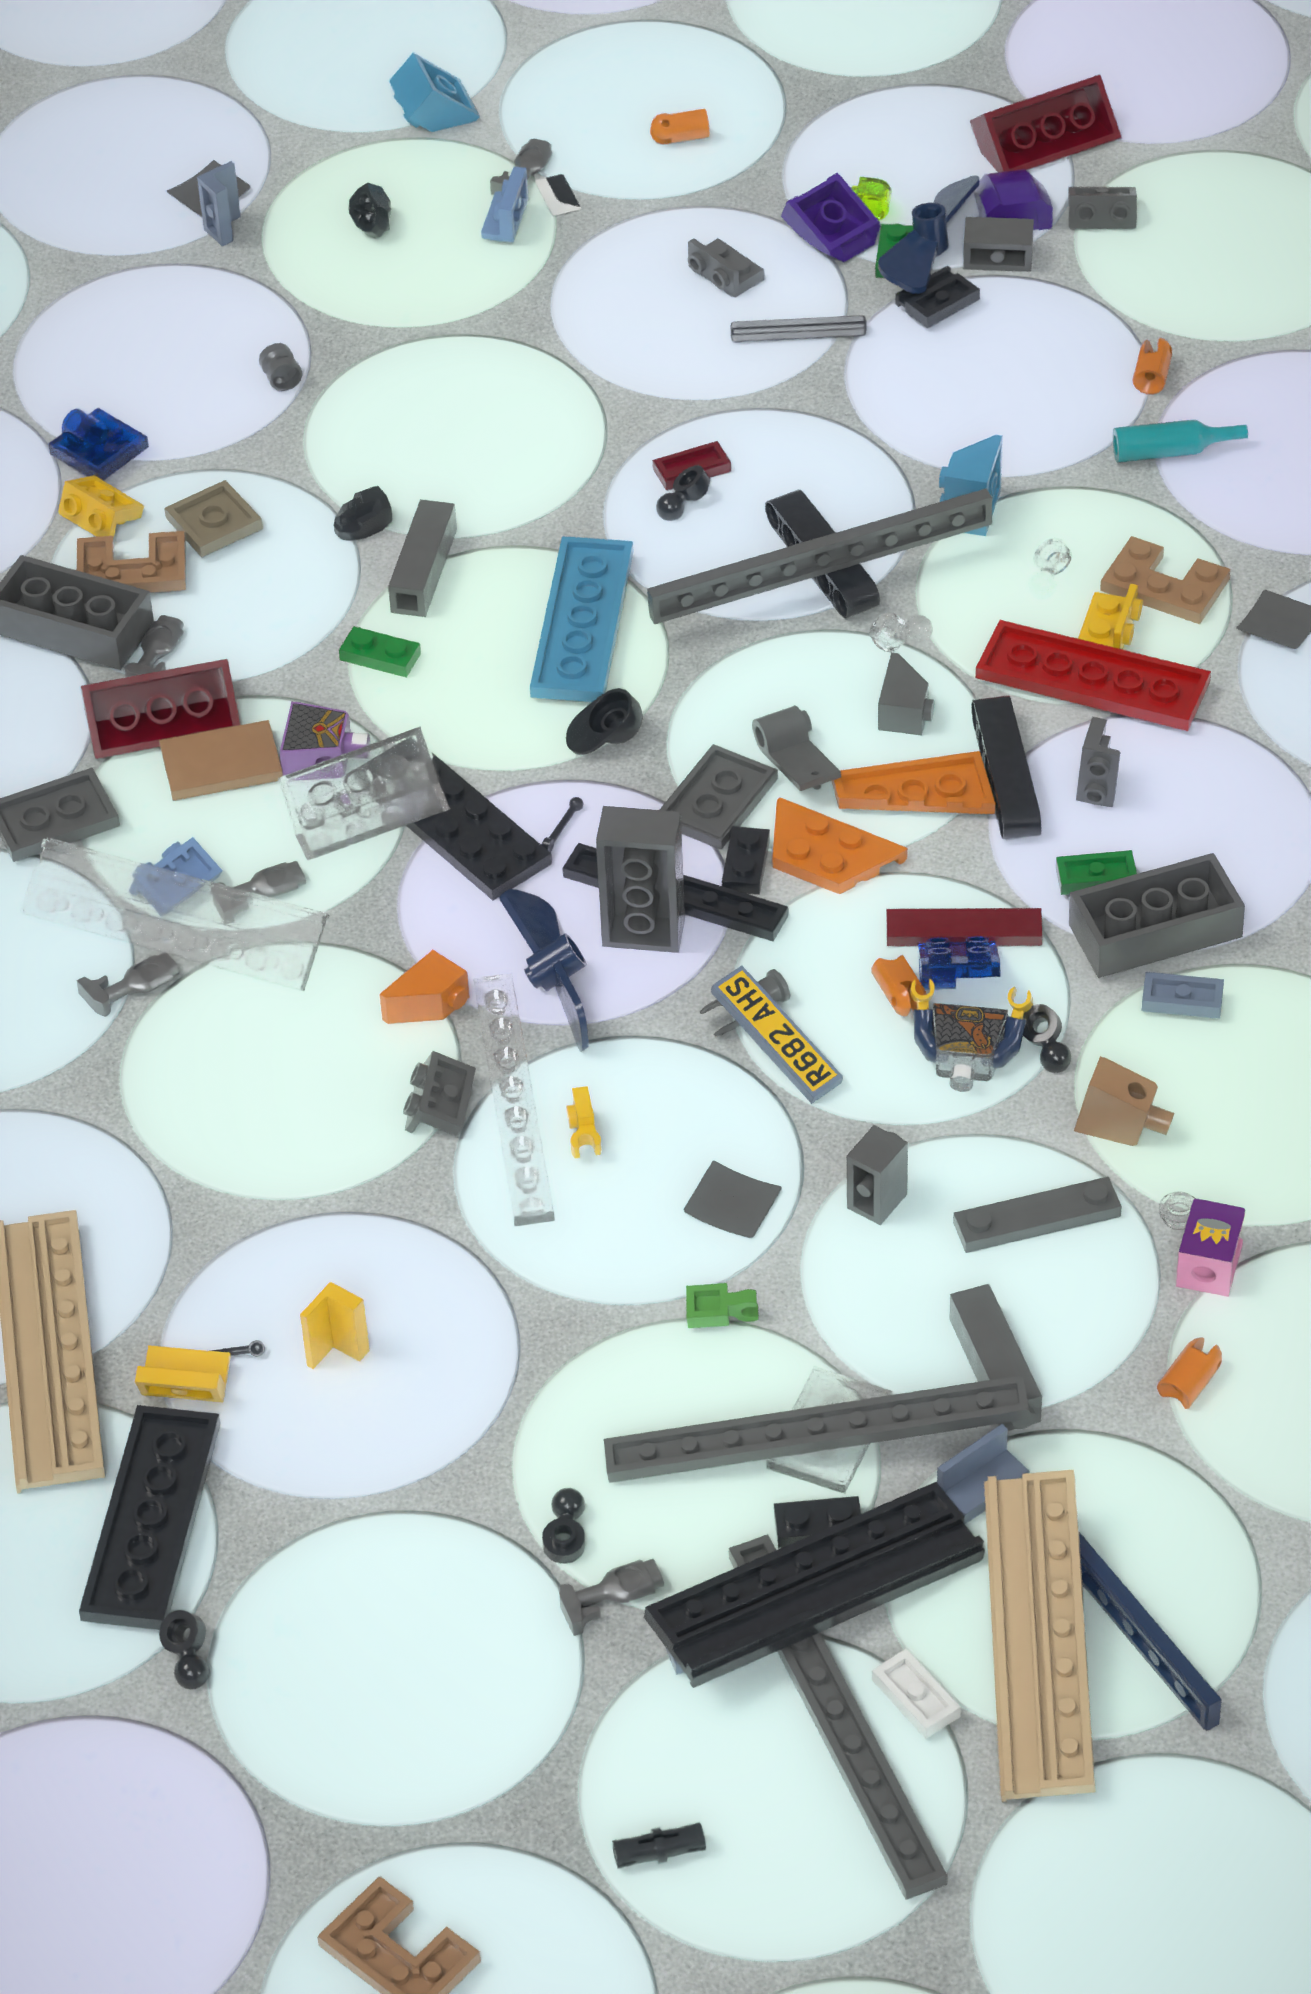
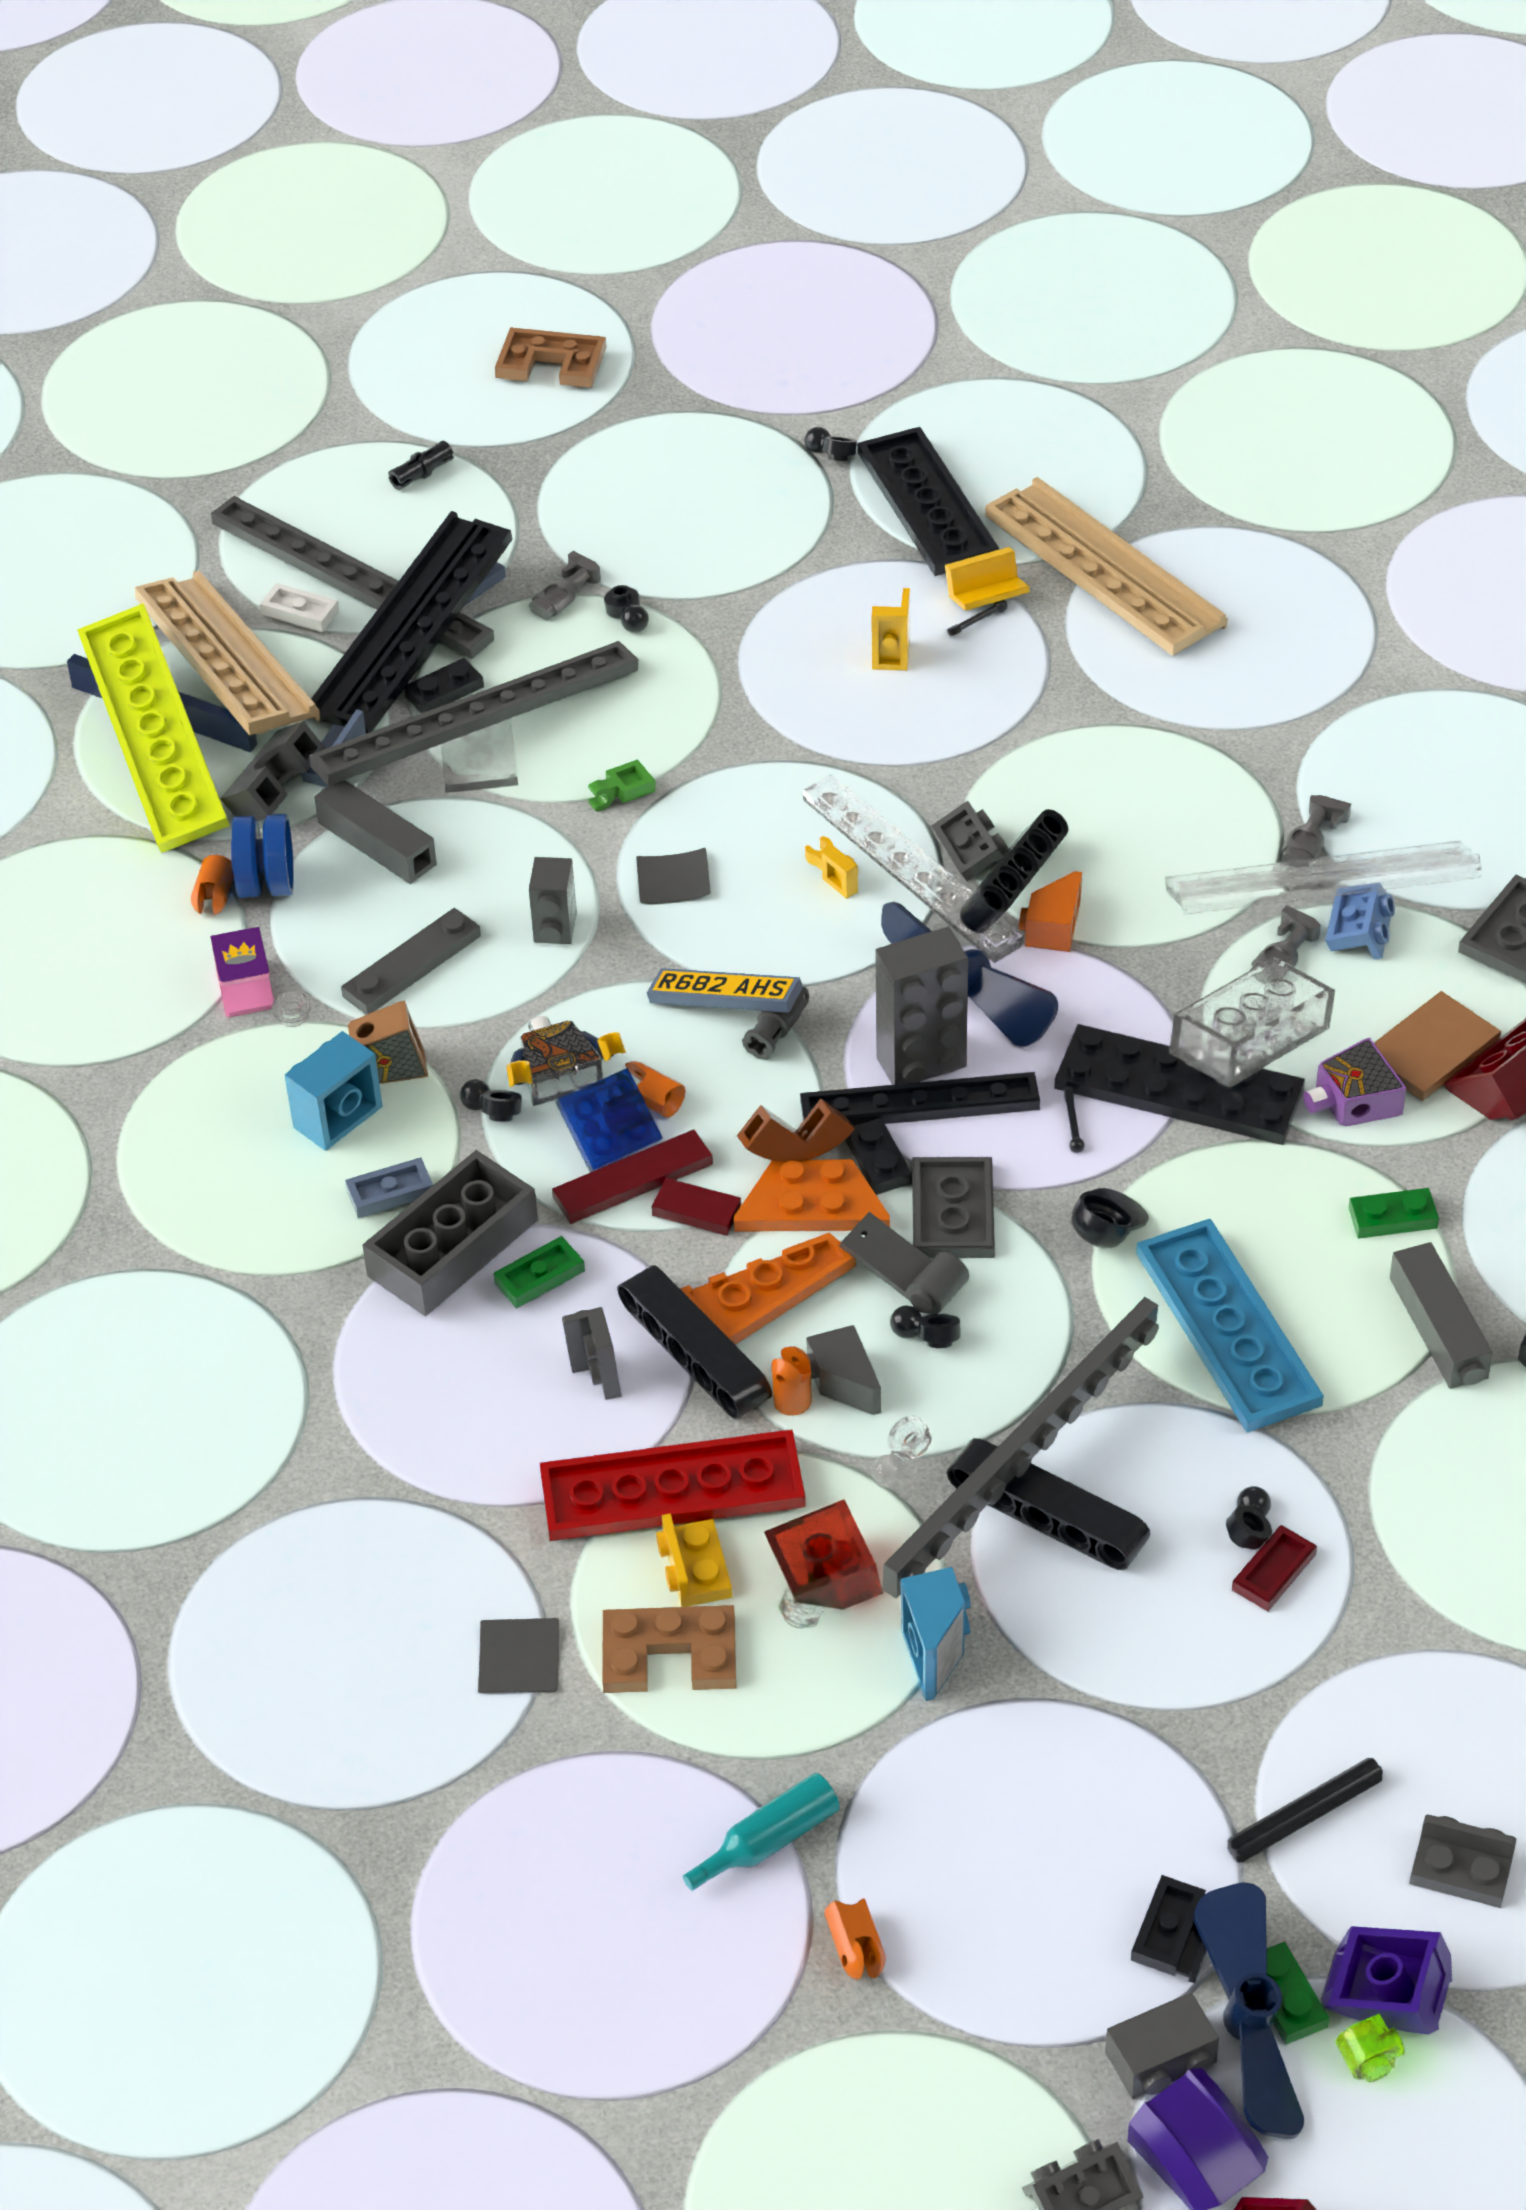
camera: 150 degrees right, 0 degrees up
(437, 1019) = (1014, 871): none -> black beam
(815, 885) = (778, 1141): none -> dark orange brick
(823, 722) = (935, 1329): none -> black plate
(927, 879) = (696, 1206): none -> dark red tile
(953, 694) = (792, 1381): none -> orange piece
(1018, 563) = (825, 1558): none -> clear red slope
(1097, 1444) = (259, 786): none -> dark grey arch
(1131, 1343) = (256, 856): none -> blue wheel
(1168, 1561) = (153, 728): none -> neon yellow plate
(1194, 1070) = (333, 1090): none -> dark azure brick

